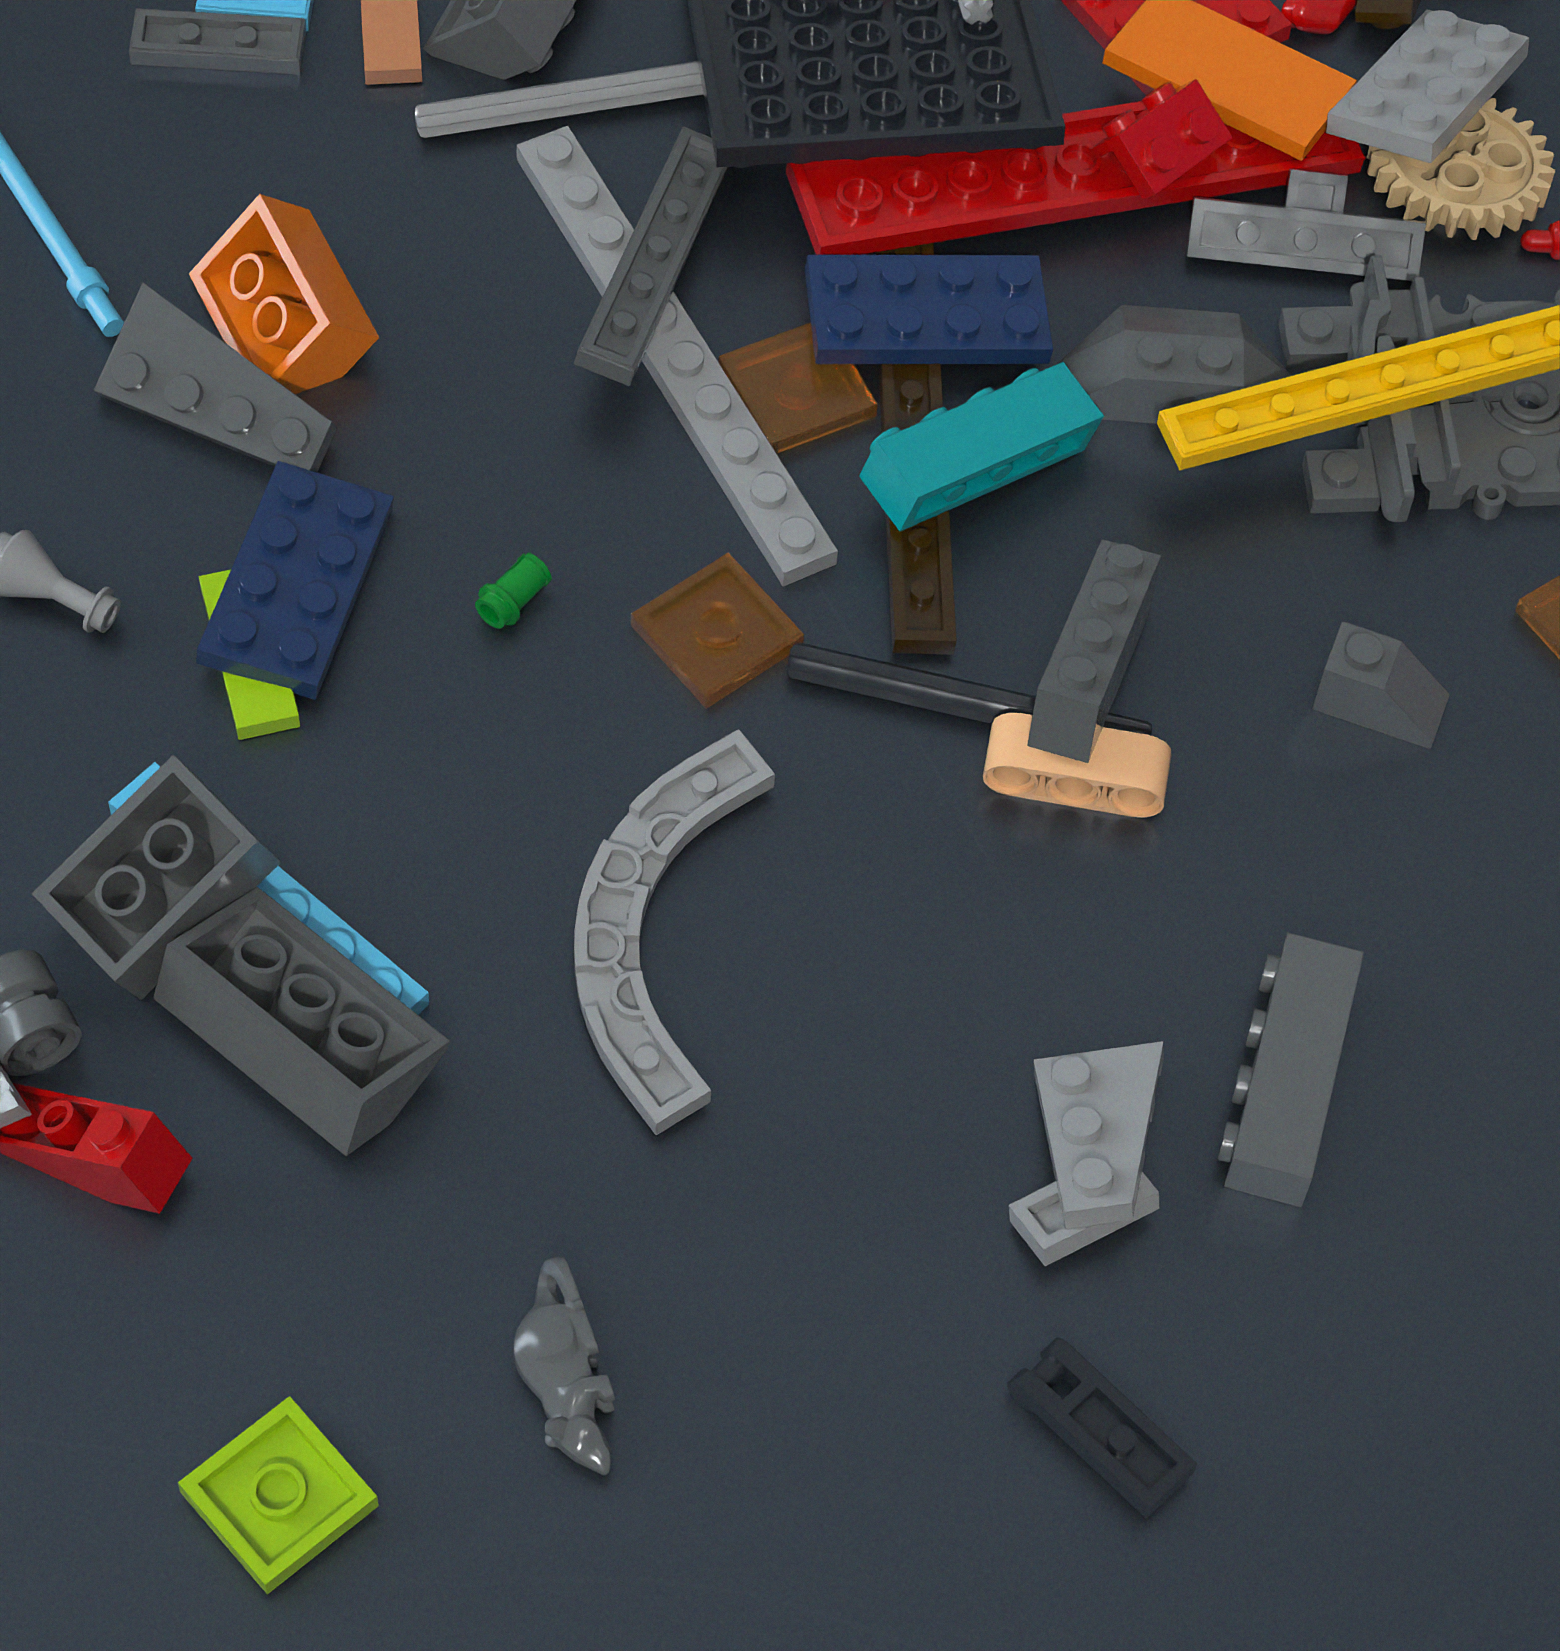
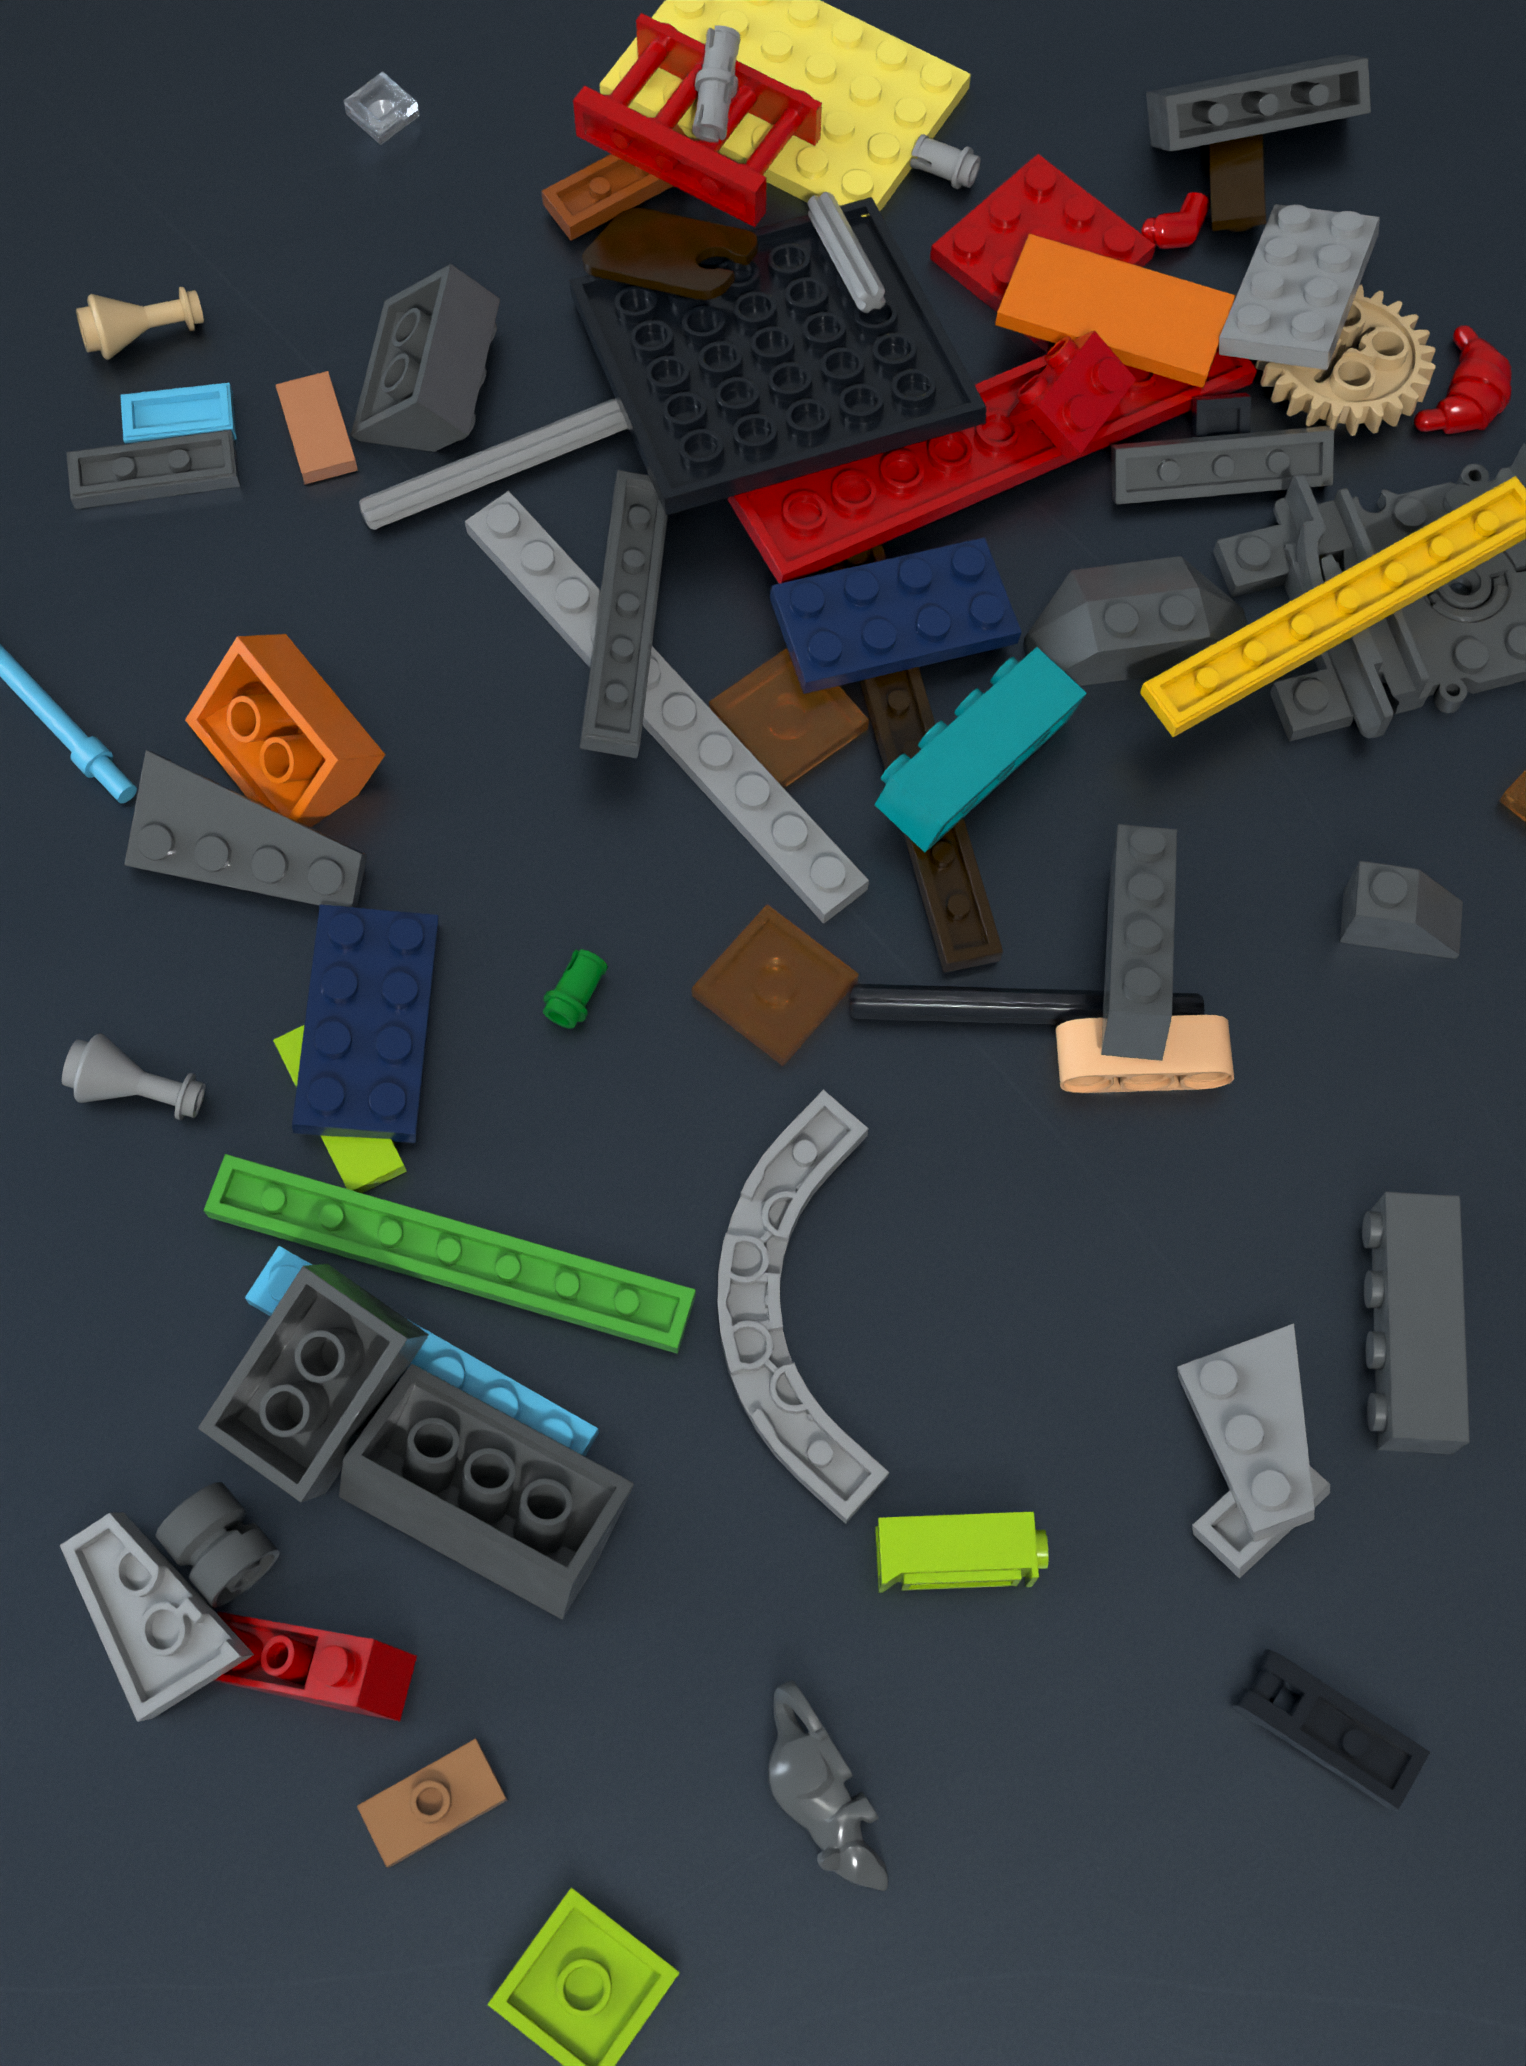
camera: 10 degrees left, 10 degrees up
(172, 1298) = (432, 1803): none -> medium nougat plate
(327, 805) = (451, 1253): none -> bright green plate
(762, 1177) = (959, 1551): none -> lime window

